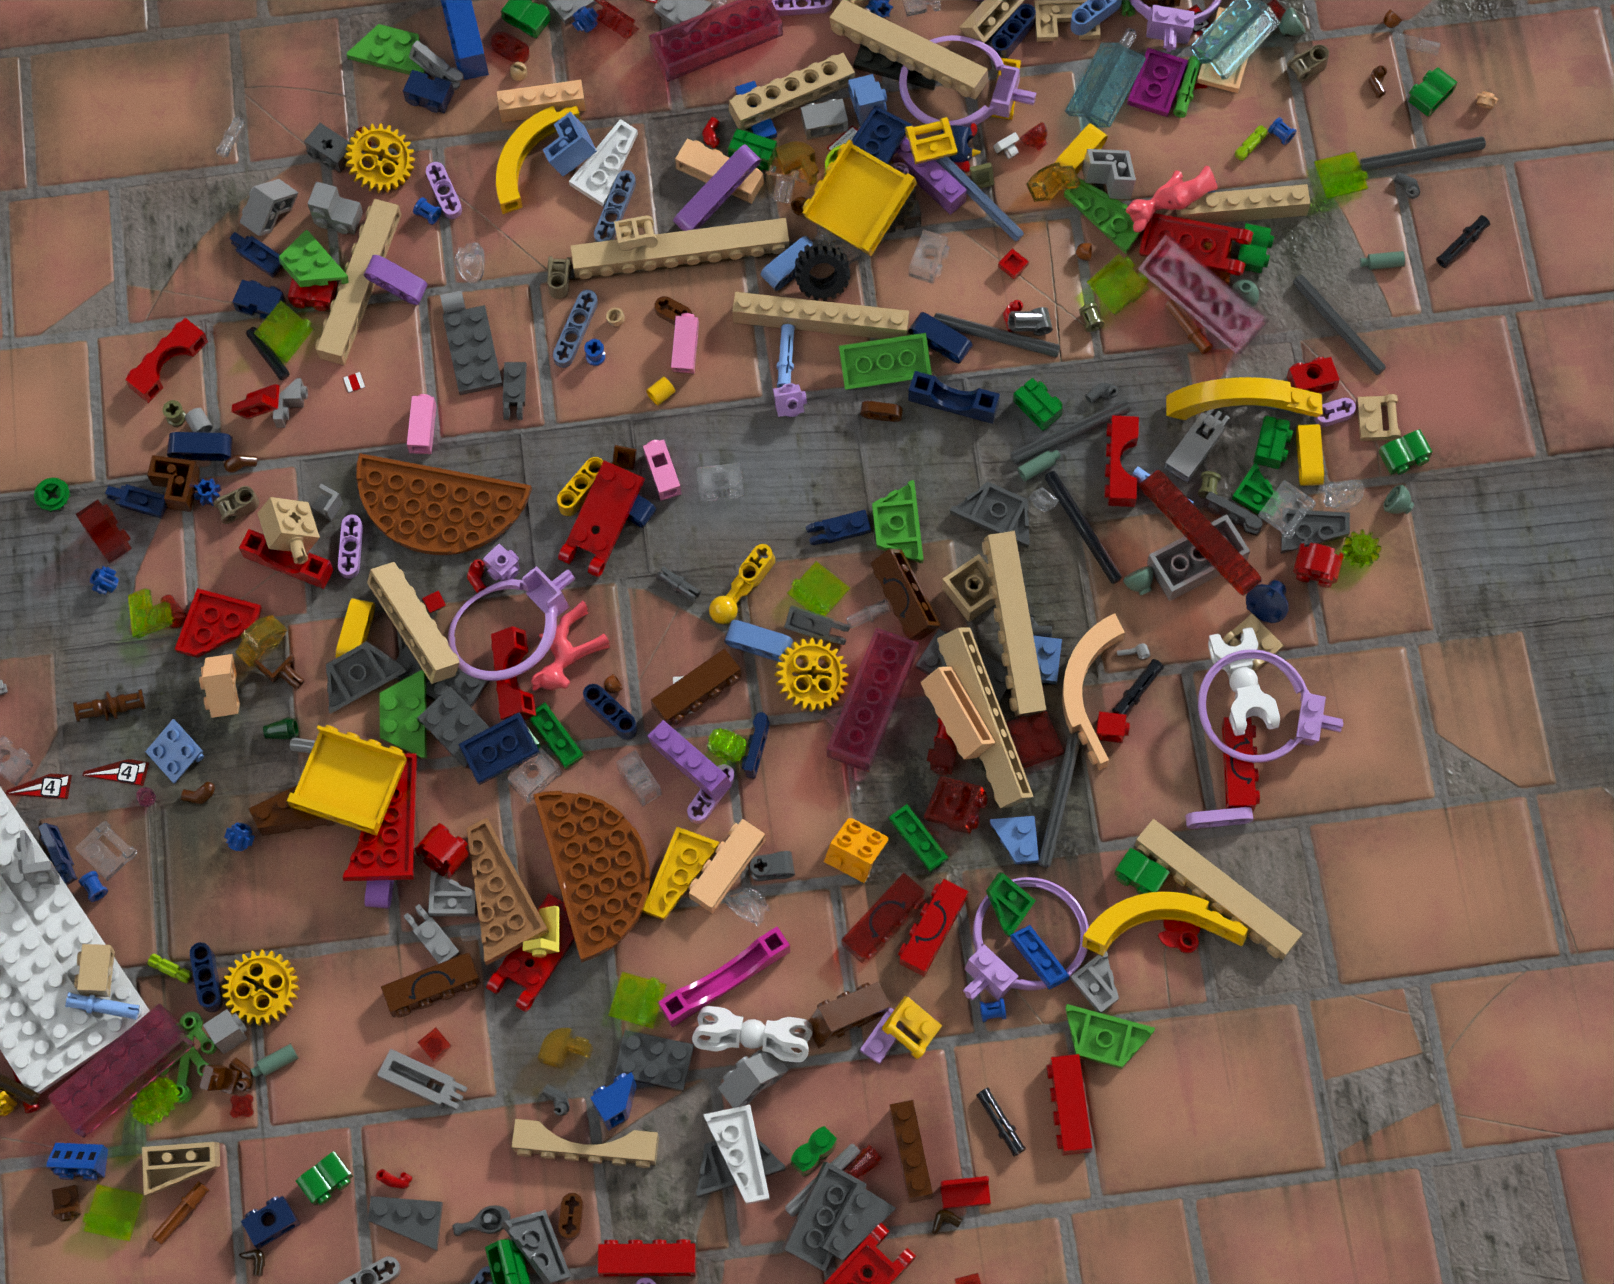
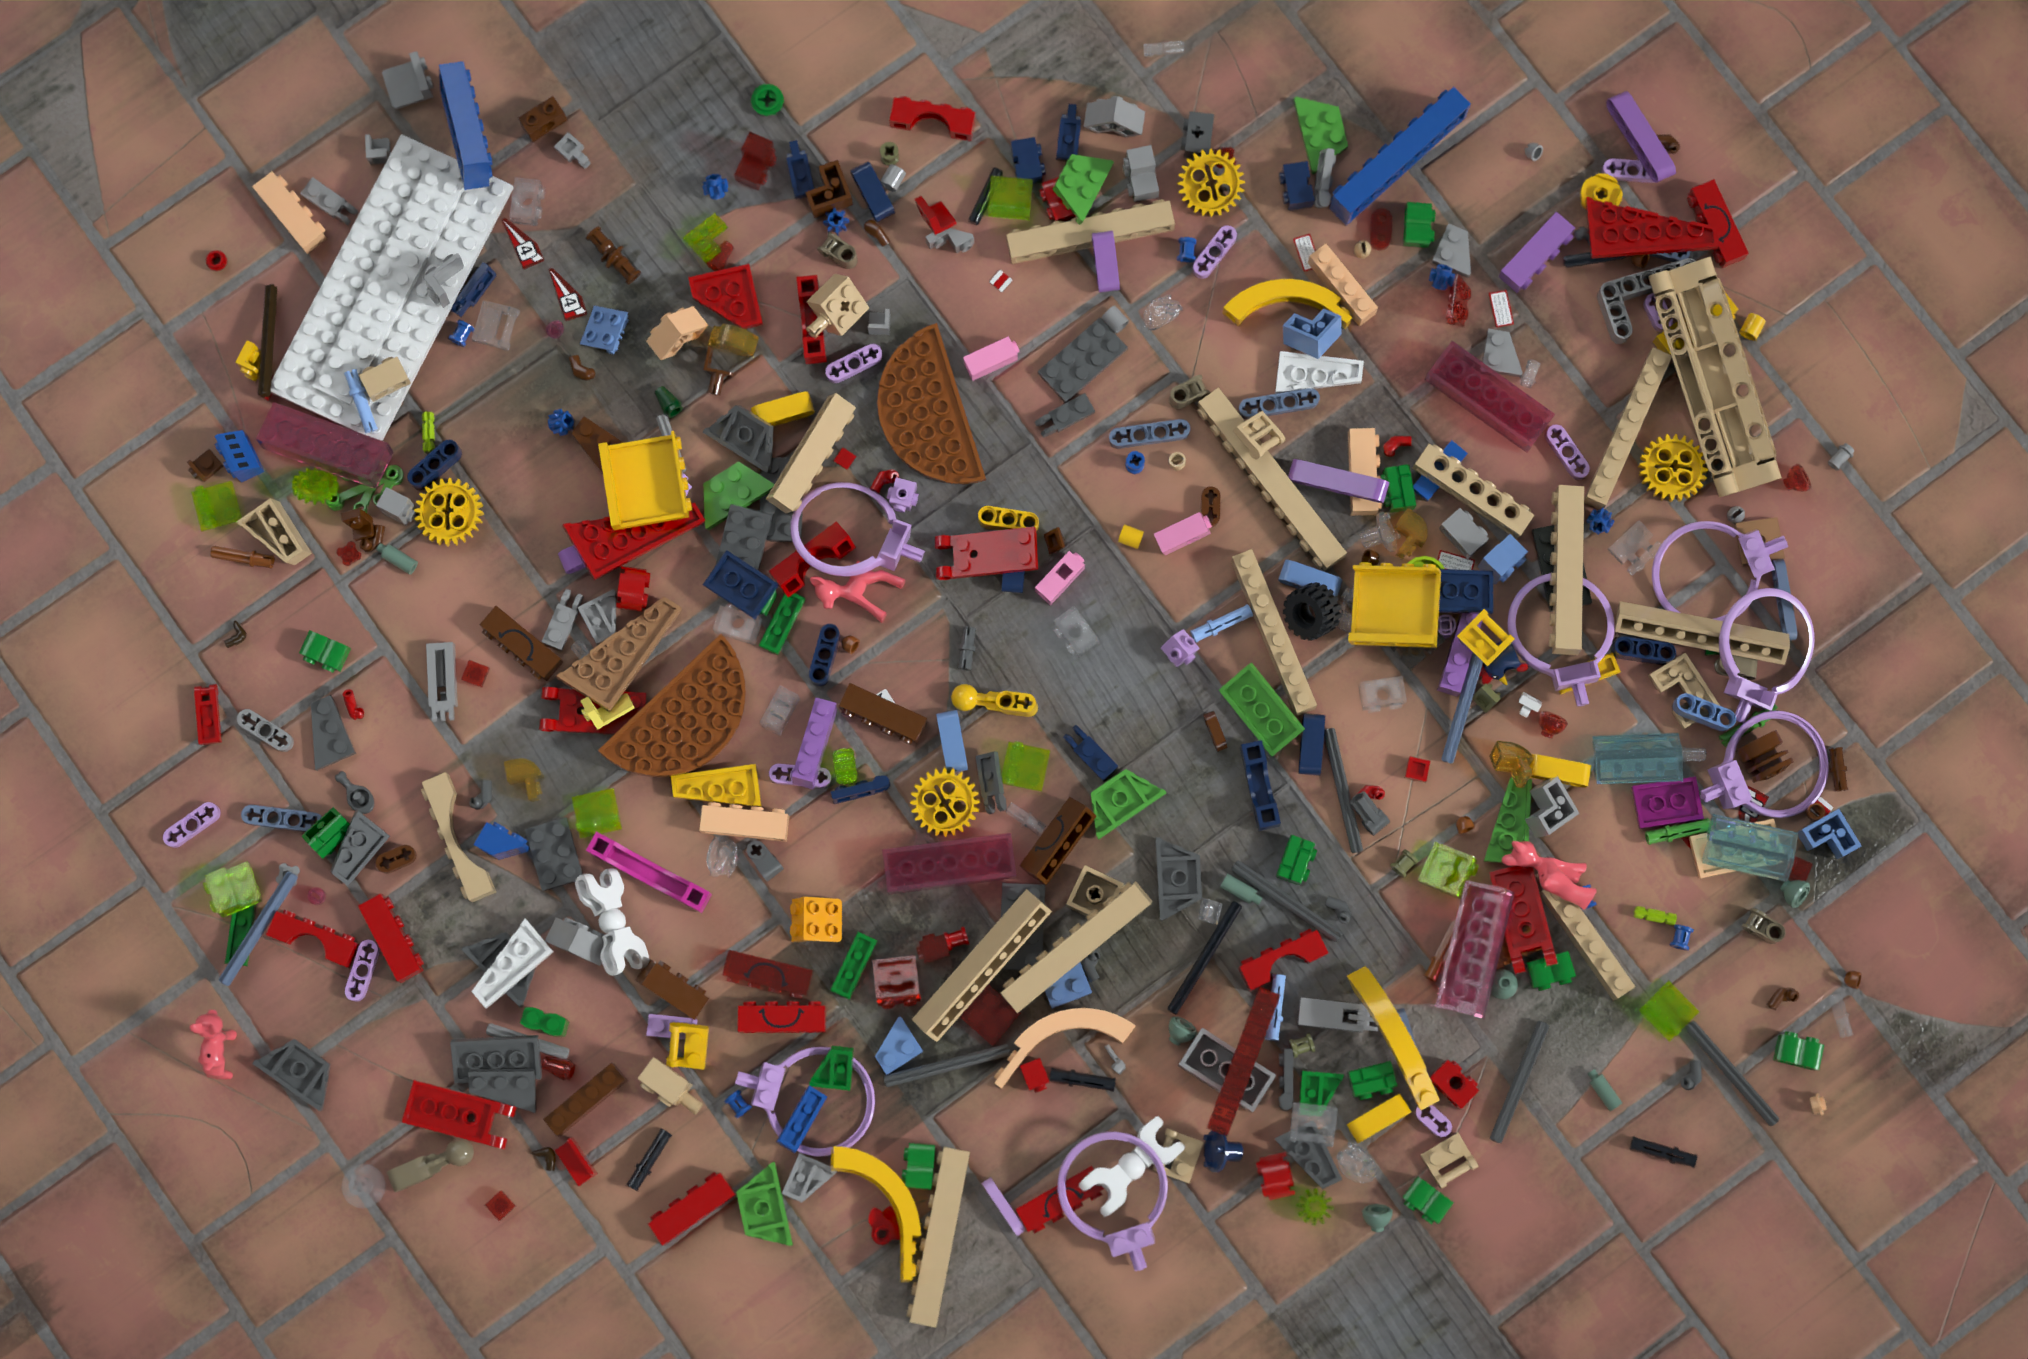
camera: 60 degrees right, 10 degrees up
(284, 1221) = (257, 625): dark blue brick -> none
(489, 118) = (1304, 247): none -> white sticker
(940, 1062) = (669, 1085): none -> tan brick
(957, 712) = (970, 941): light nougat brick -> none

